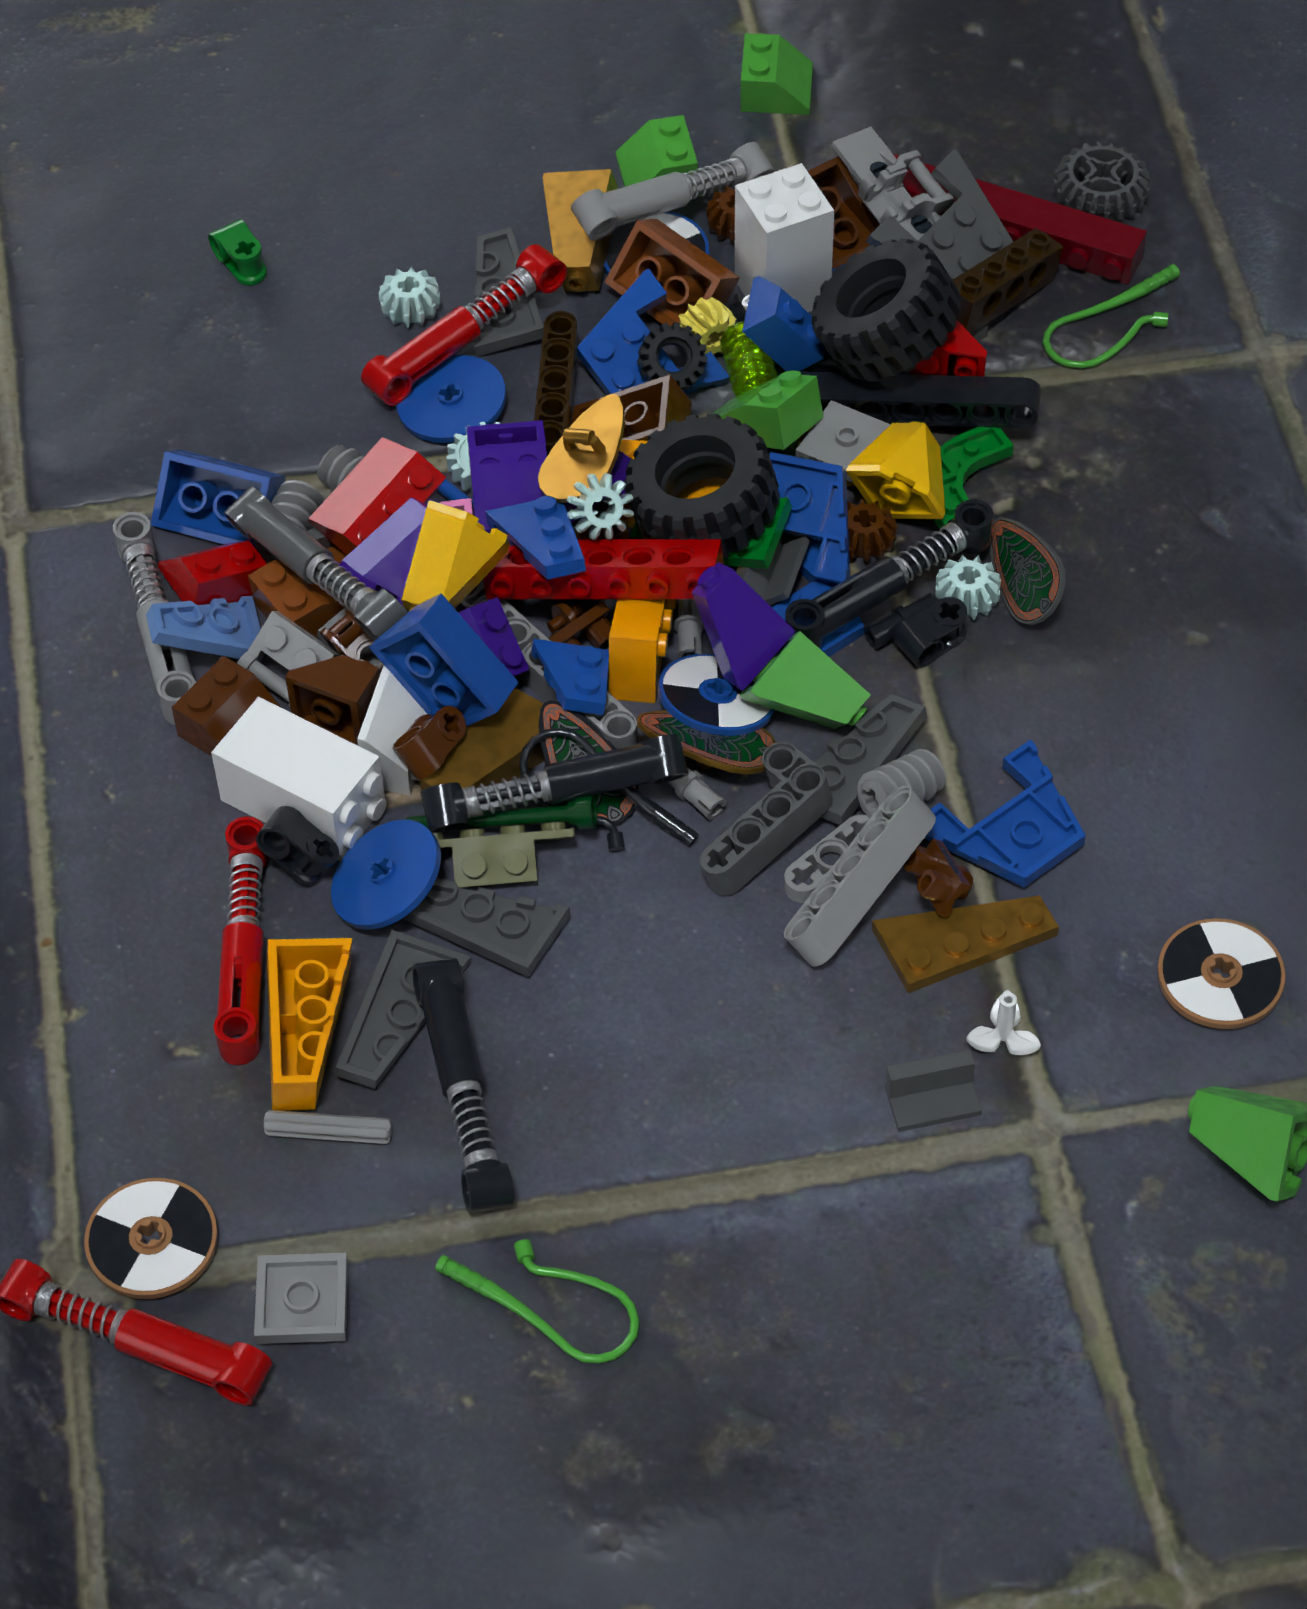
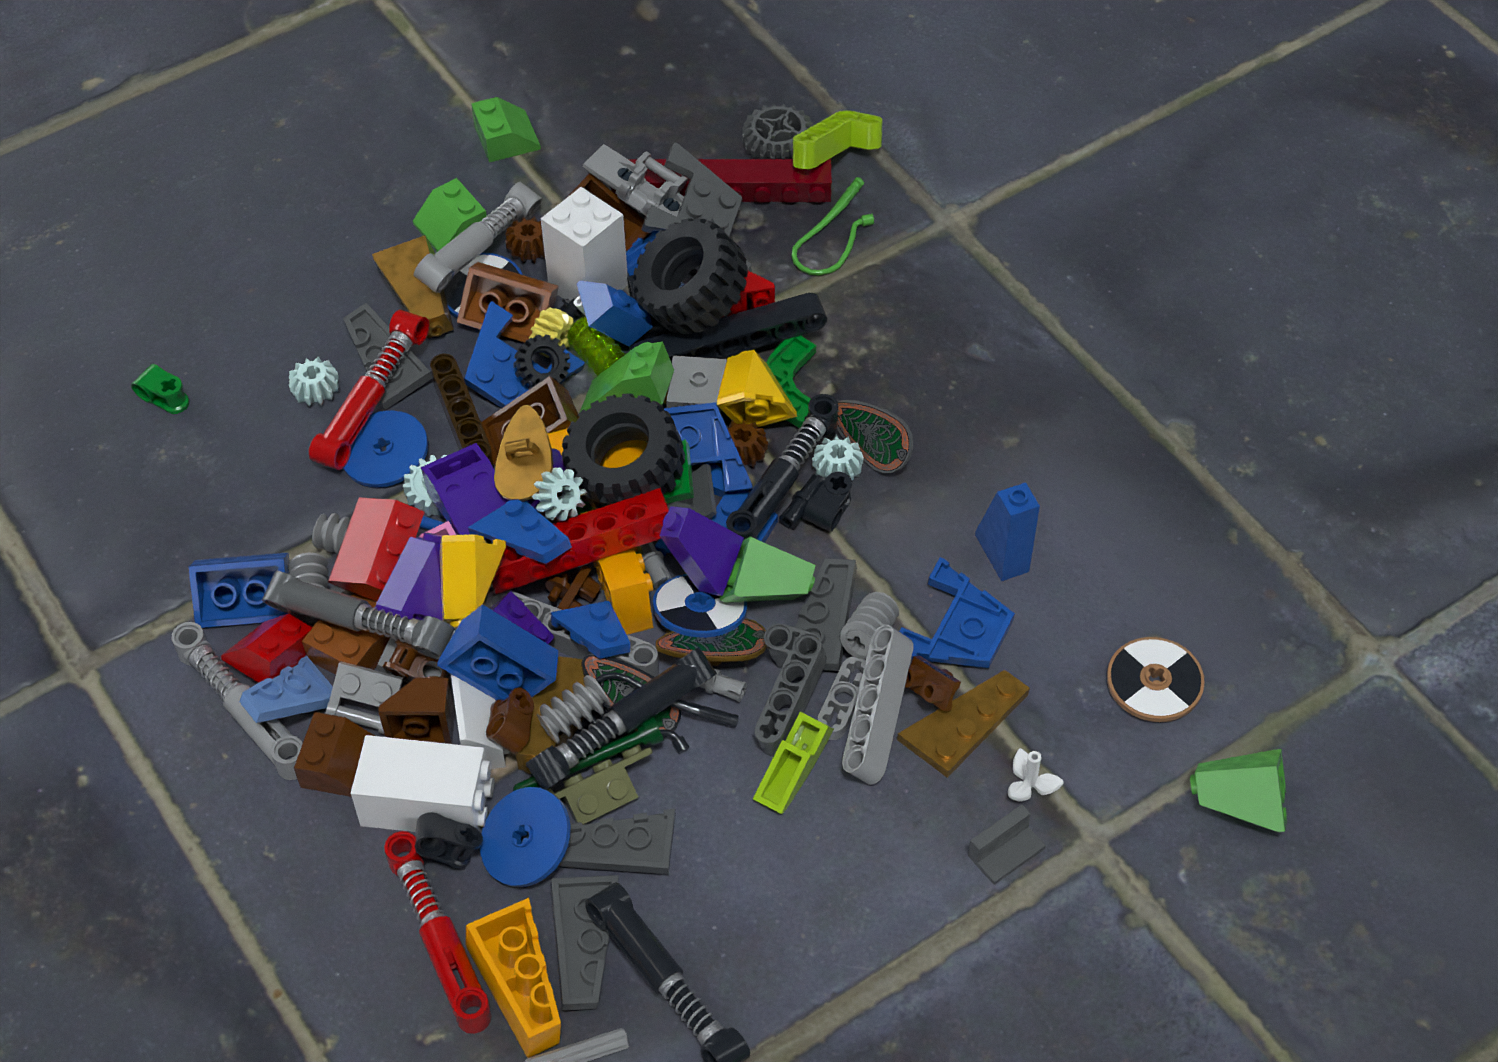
camera: 25 degrees left, 0 degrees up
(500, 752) = (572, 708): none -> light grey piece
(732, 906) = (793, 763): none -> lime slope
(1007, 278) = (754, 218): dark brown brick -> none
(1121, 734) = (1009, 531): none -> blue slope
(1164, 205) = (835, 135): none -> lime beam

